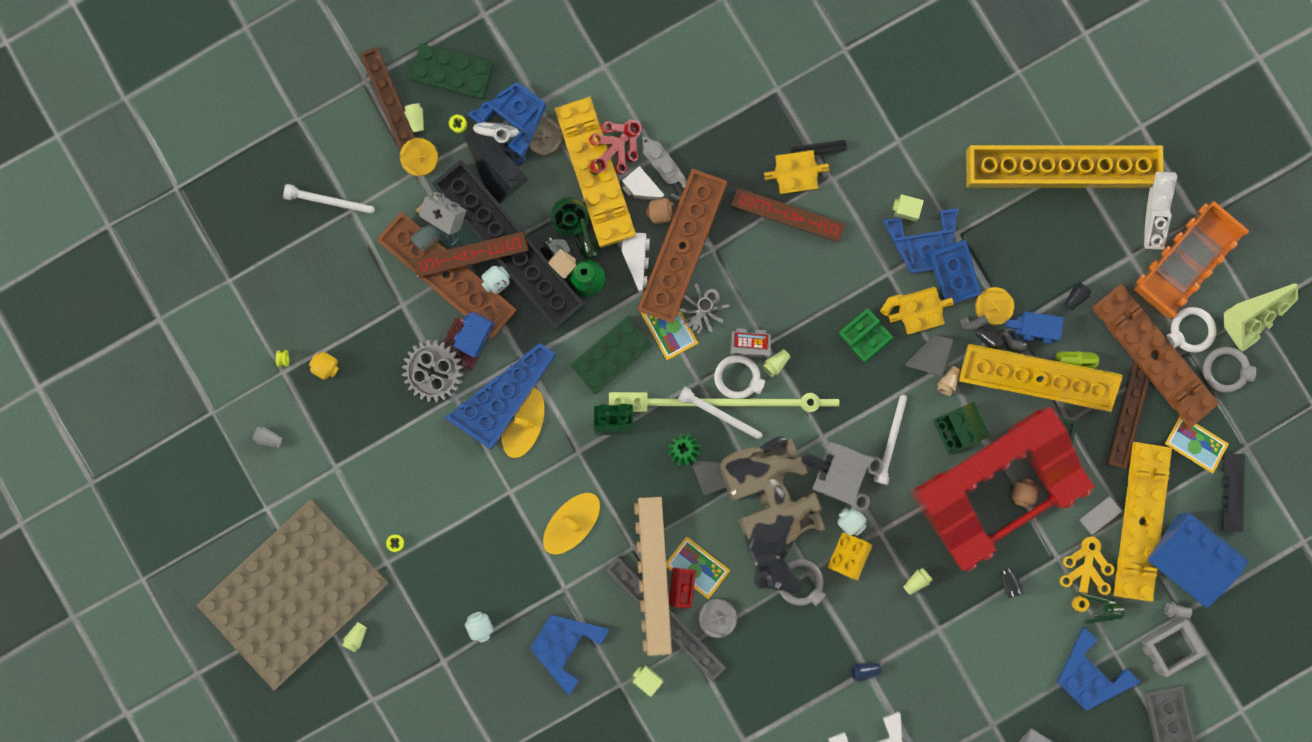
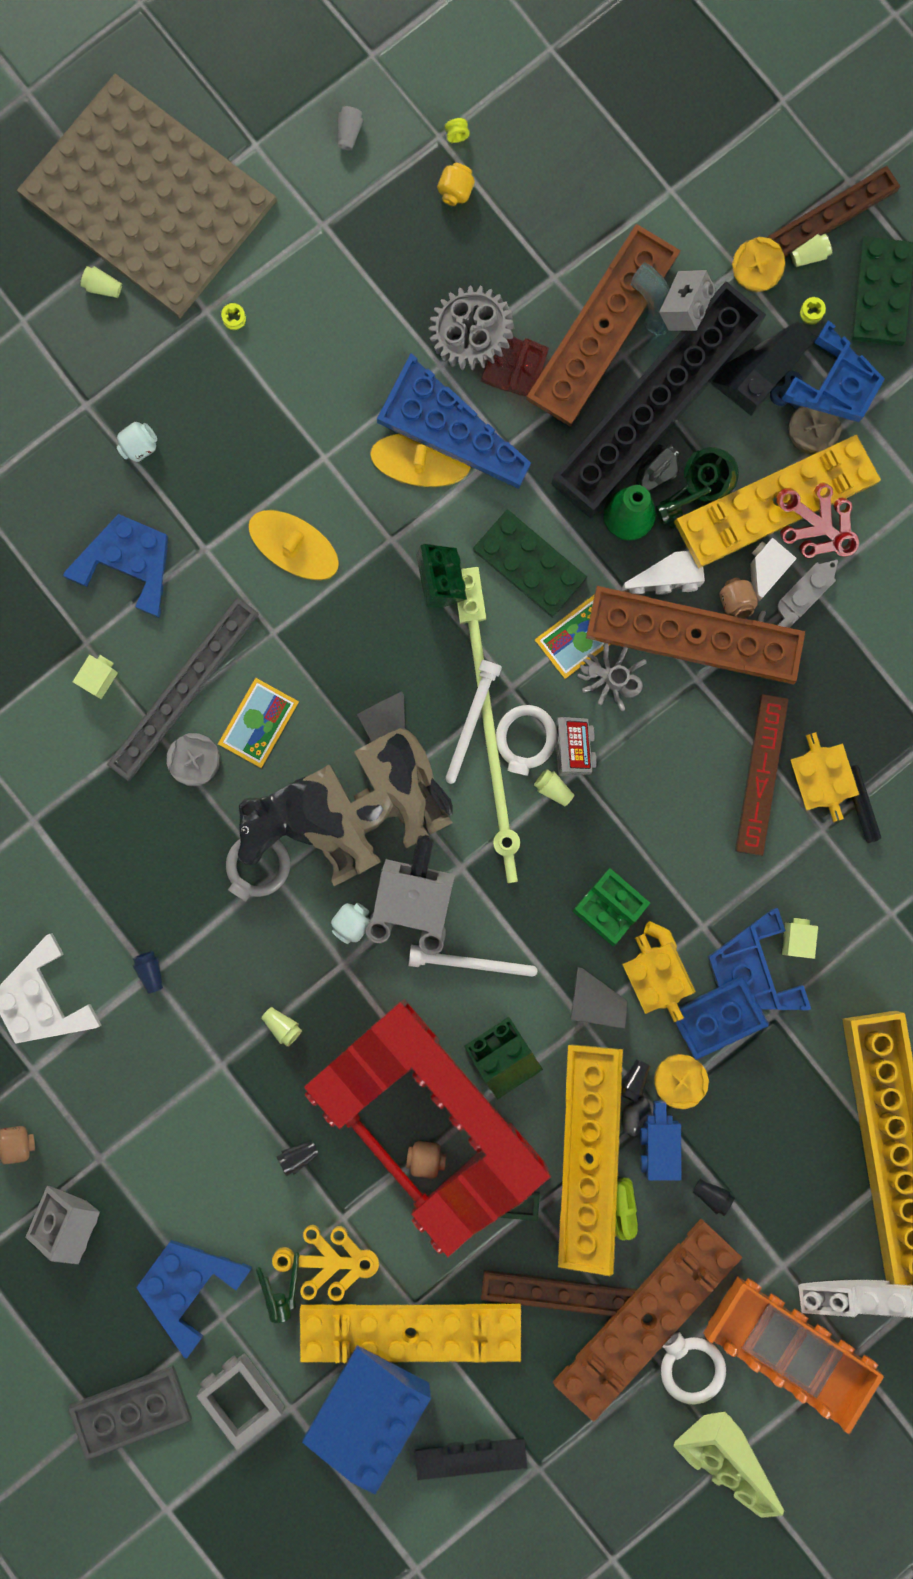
camera: 70 degrees right, 0 degrees up
(291, 193) = (681, 106): white piece -> none
(471, 254) = (637, 348): reddish brown tile -> none
(473, 334) = (528, 369): blue brick -> none
(491, 129) = (812, 345): white piece -> none
(495, 279) = (607, 387): light aqua head -> none
(562, 263) = (645, 471): tan slope -> none
(653, 576) = (235, 662): tan brick -> none
(679, 444) = (424, 682): green gear -> none
(682, 587) = (227, 705): red slope -> none
(850, 556) = (302, 927): yellow bracket -> none
(948, 382) = (565, 1031): tan cone -> none
(973, 325) = (650, 1056): dark grey arm -> none
(1100, 515) = (410, 1271): light grey tile -> none
(1172, 609) = (292, 1396): light grey pin -> none
(1197, 445) = (530, 1397): sticker -> none
(1247, 372) = (644, 1457): light grey piece -> none

